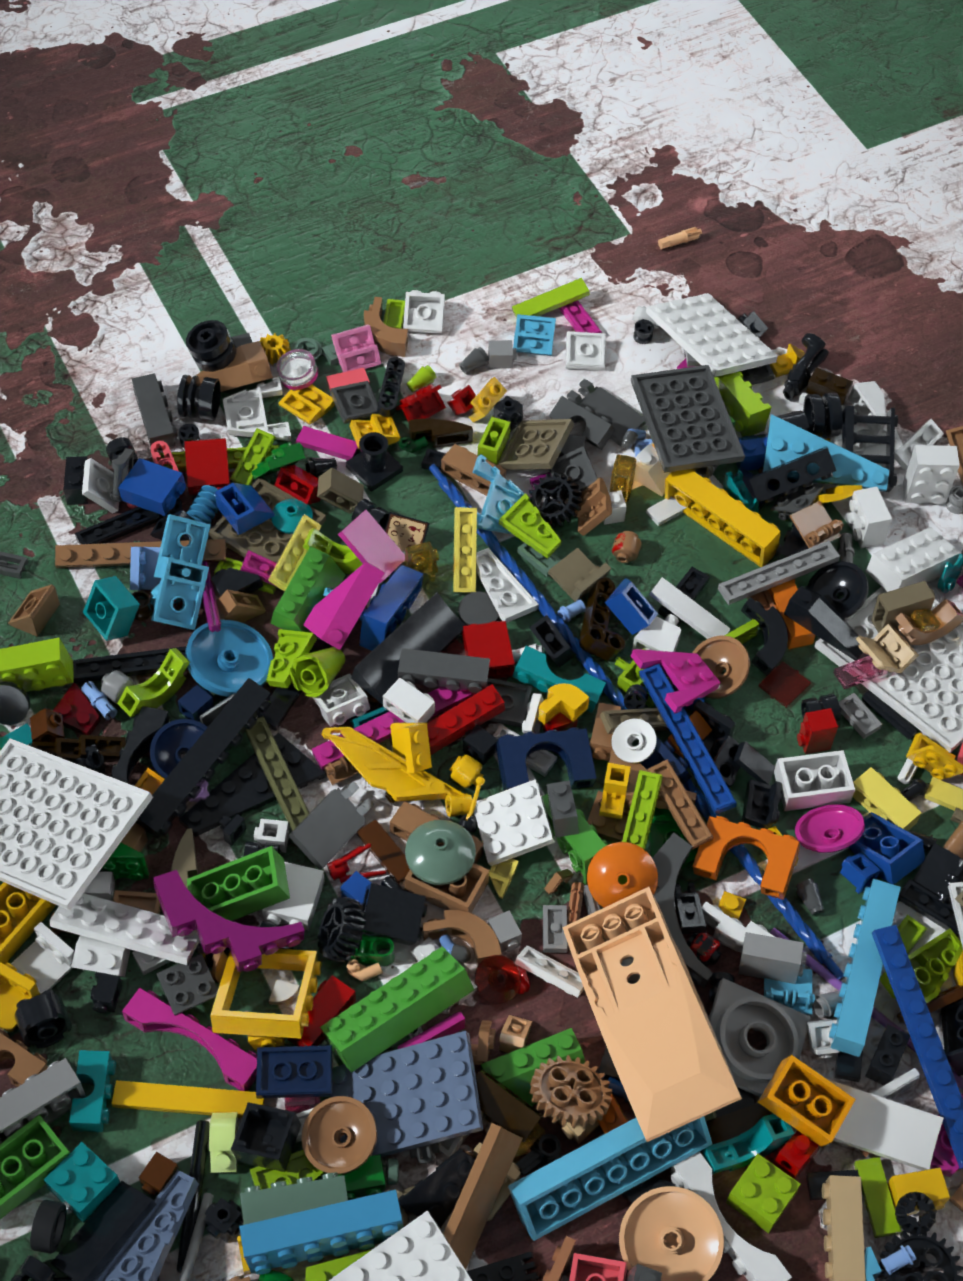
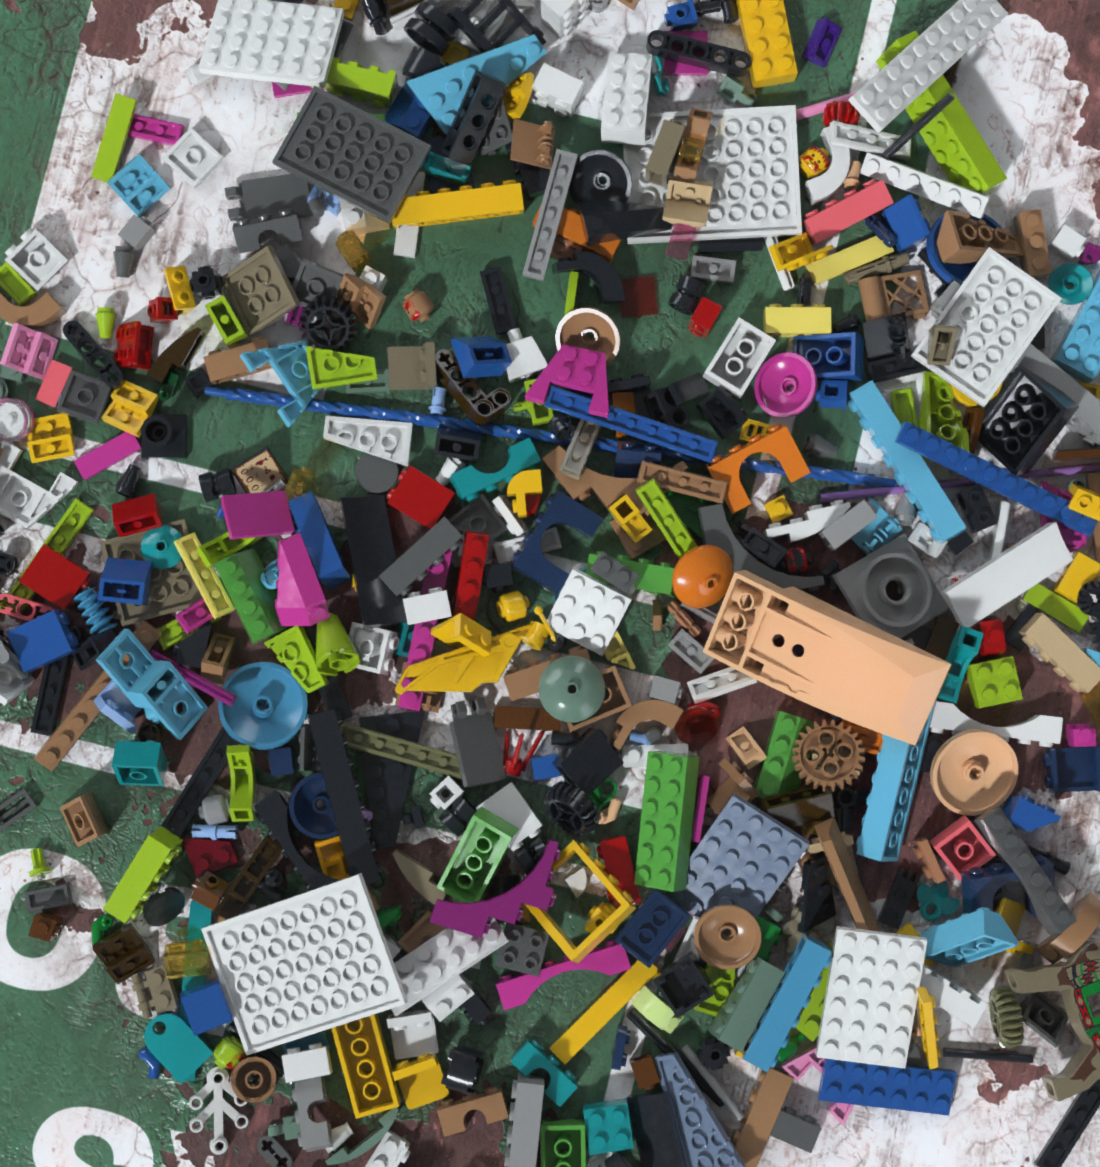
camera: 45 degrees left, 30 degrees up
(171, 1132) = (619, 1057): none -> dark blue plate
(254, 454) = (75, 531): lime tile -> none
(281, 457) = (102, 514): green plate -> none
(340, 490) = (173, 489): dark tan brick -> none
(465, 550) = (318, 441): light yellow plate -> none
(628, 732) = (607, 478): white dish -> none
(643, 331) = (212, 85): black wheel -> none
(688, 610) = (519, 313): white tile -> none
(806, 1100) = (976, 609): light orange brick -> none
(846, 551) = (569, 137): light grey pin -> none

